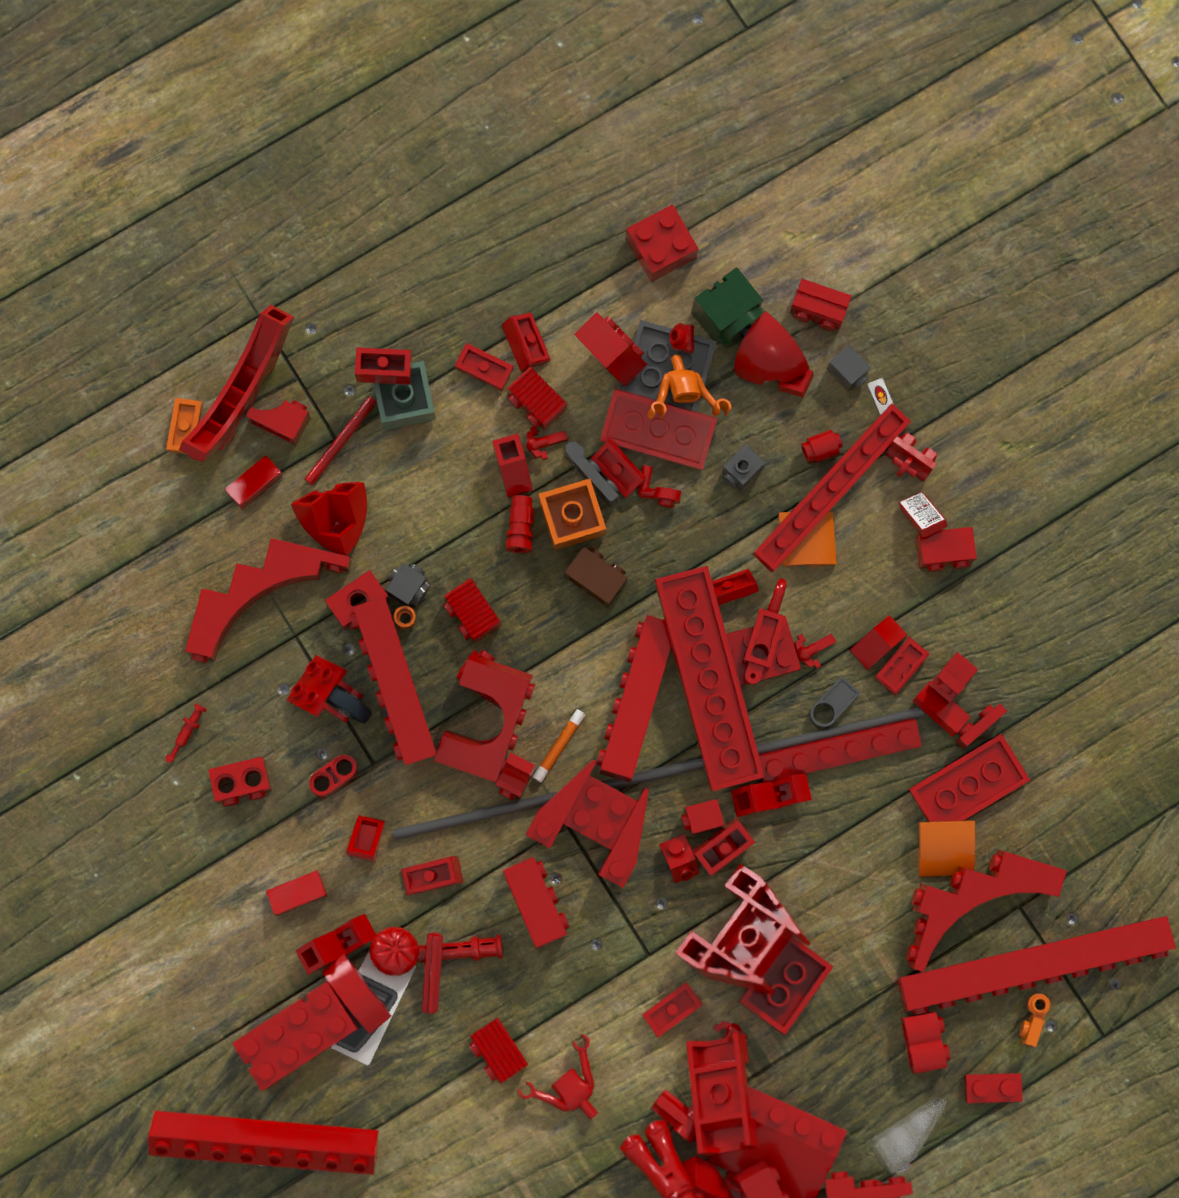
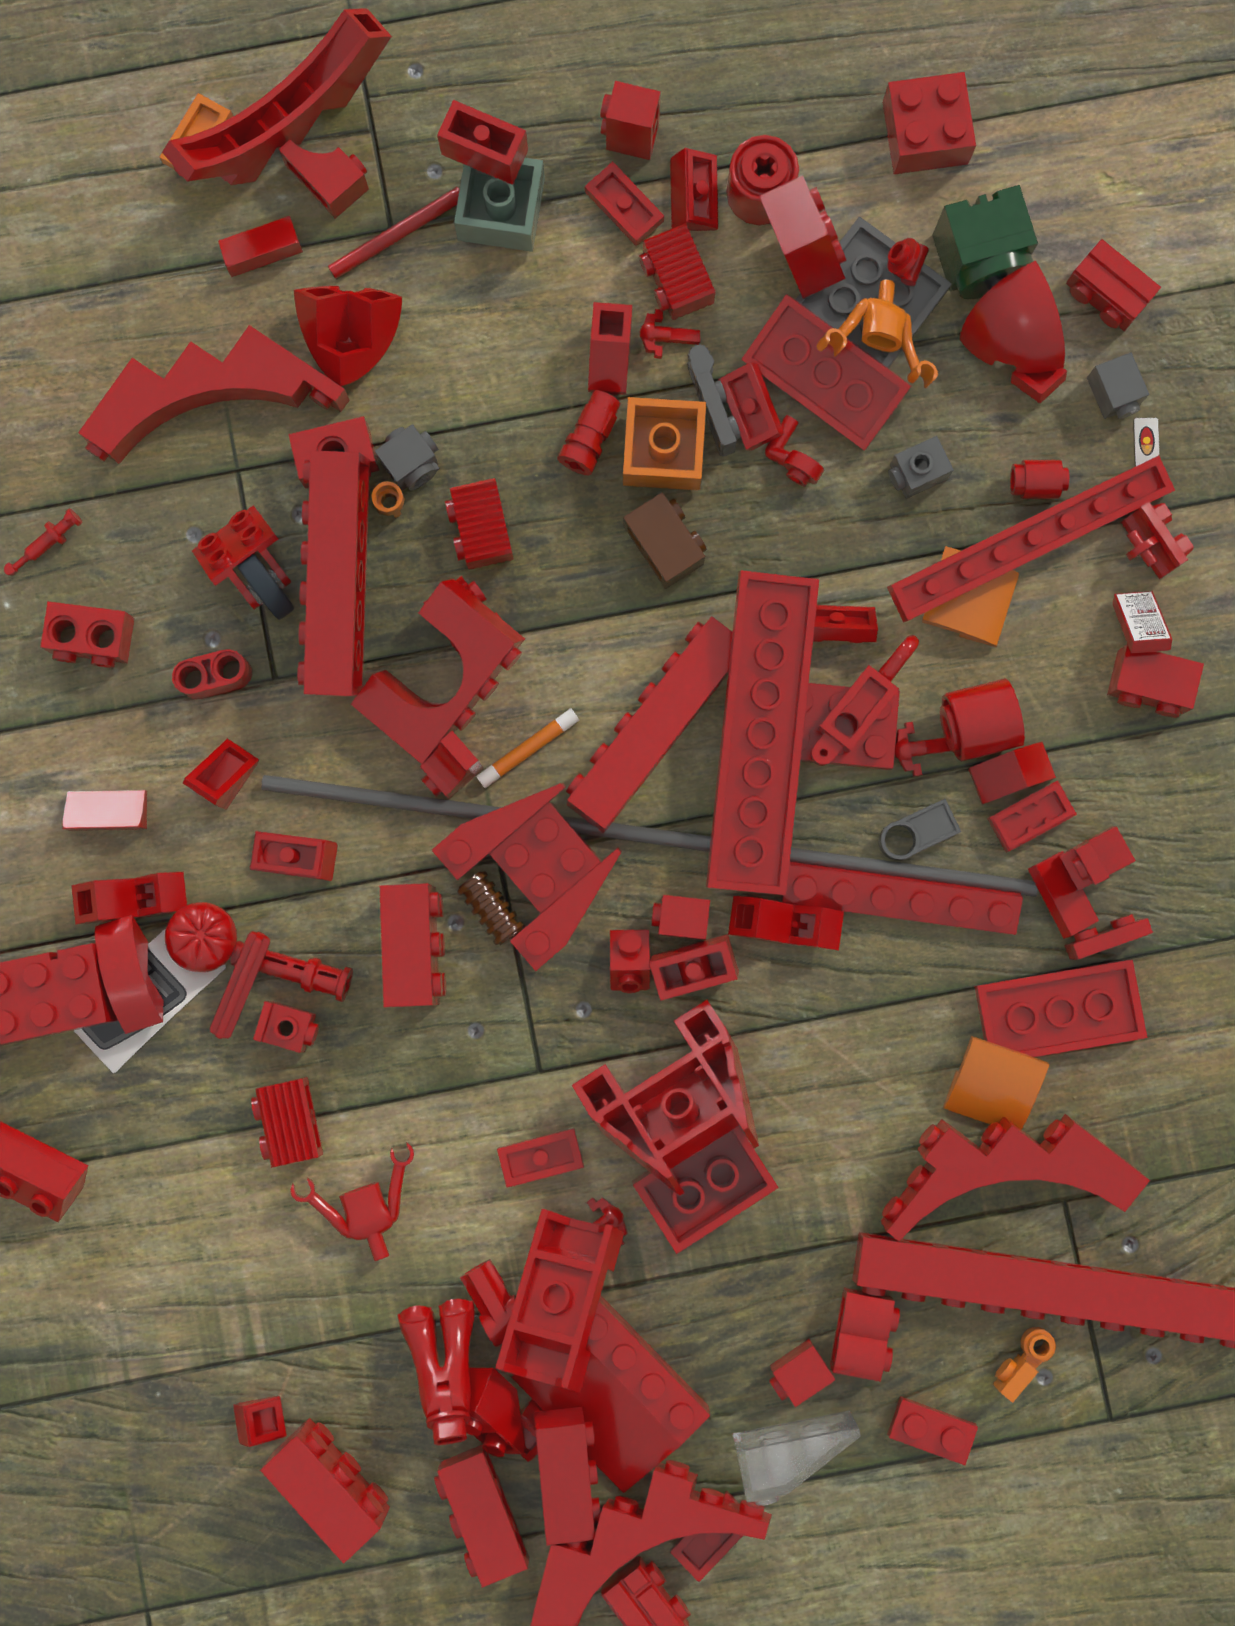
camera: 30 degrees right, 5 degrees up
(462, 992) = (269, 1025): none -> red brick
(469, 312) = (631, 119): none -> red brick
(562, 331) = (745, 186): none -> red piece
(575, 859) = (490, 908): none -> reddish brown piece
(845, 616) = (982, 720): none -> red piece
(894, 1083) = (800, 1374): none -> red brick

